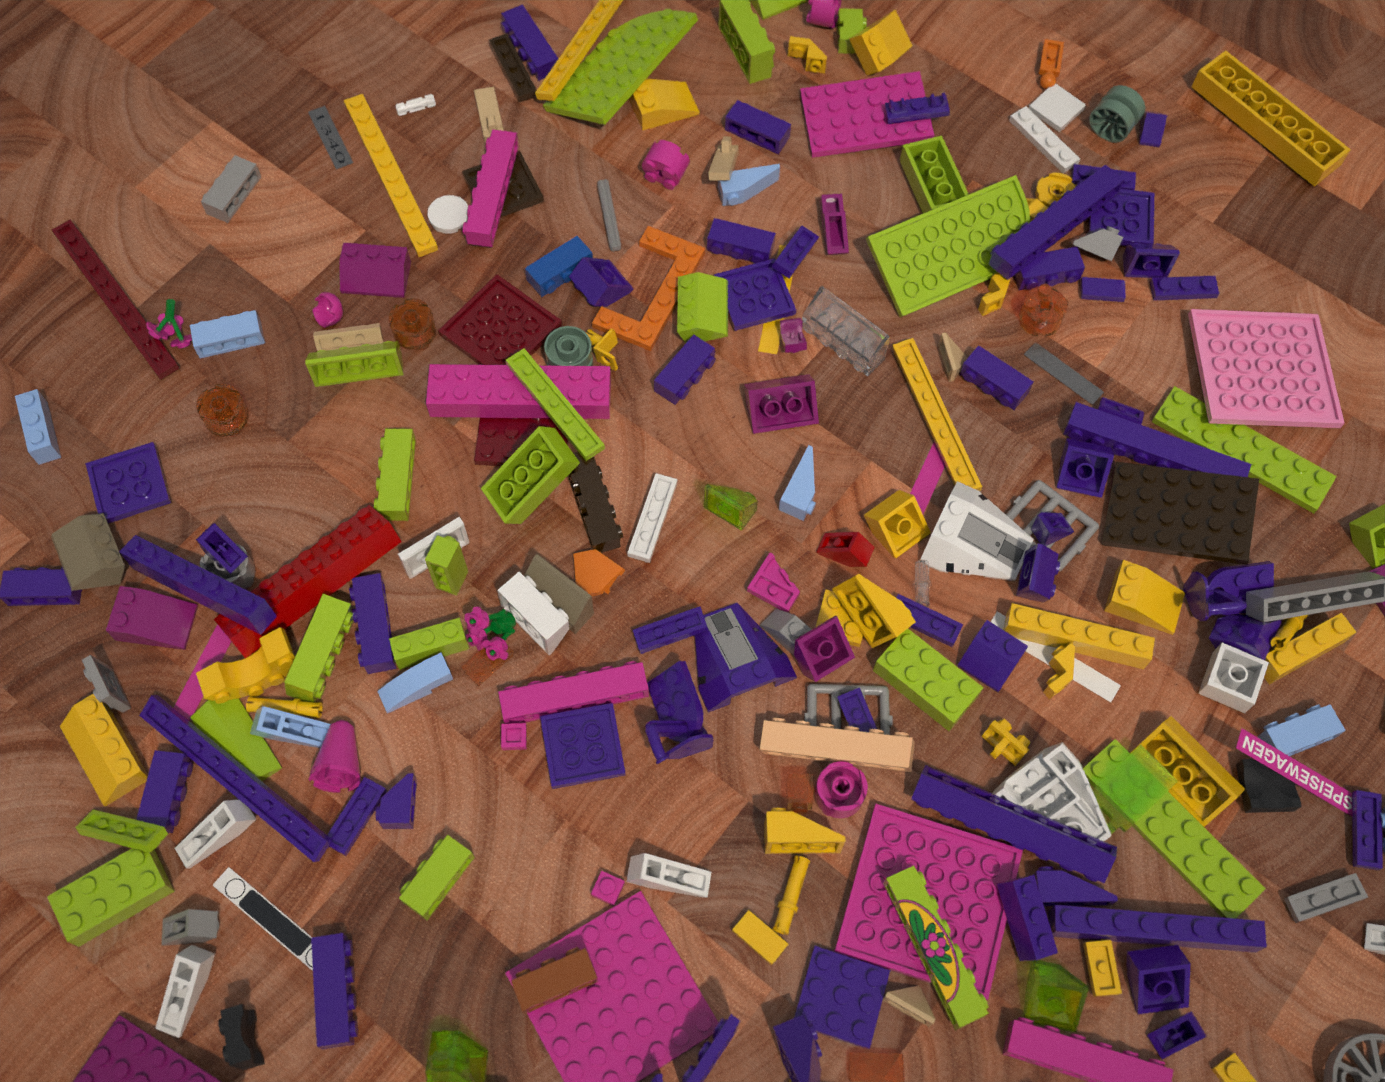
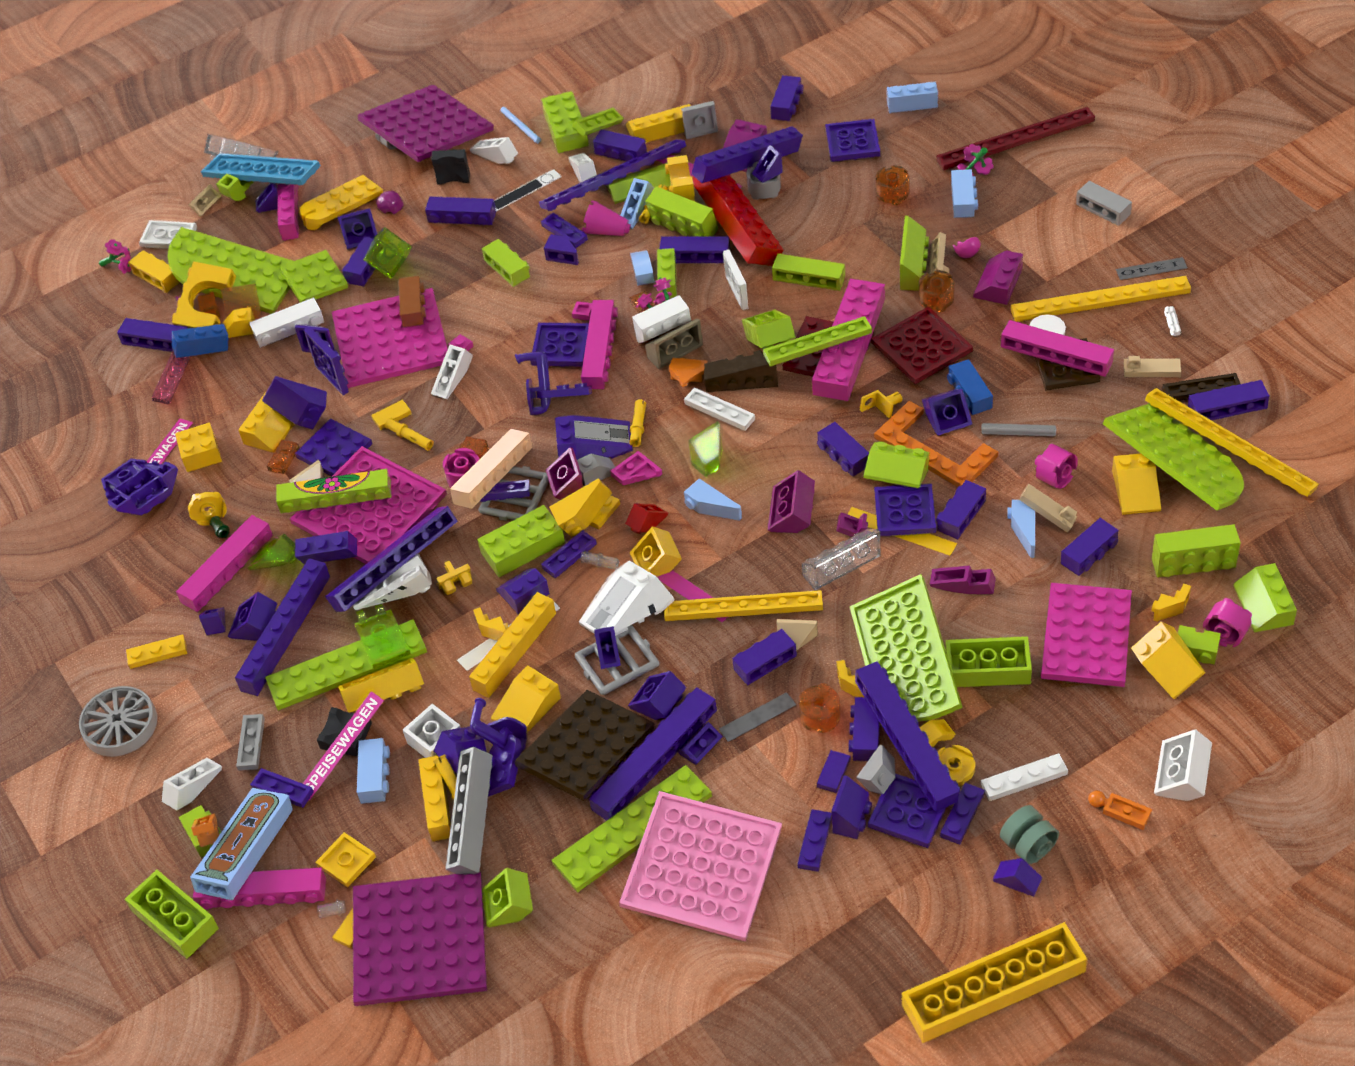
camera: 115 degrees right, 15 degrees down
(88, 553) = (799, 113): dark tan slope -> none
(112, 973) = (521, 125): none -> light blue bar
(190, 927) = (528, 154): light grey slope -> none
(446, 564) = (714, 278): lime brick -> none
(568, 347) = (876, 372): sand green wheel -> none
(670, 630) = (623, 402): dark purple plate -> none
(706, 603) = (637, 427): none -> yellow pin
(794, 834) = (442, 436): yellow slope -> none
(795, 252) = (937, 542): dark purple plate -> none
(917, 108) = (1071, 660): dark purple plate -> none
(990, 25) = (1183, 766): none -> white slope
(1038, 573) = (570, 624): dark purple slope -> none
(1057, 107) = (1062, 800): white tile -> none
(1065, 889) = (336, 574): dark purple slope -> none
(1102, 968) = (273, 589): yellow plate -> none

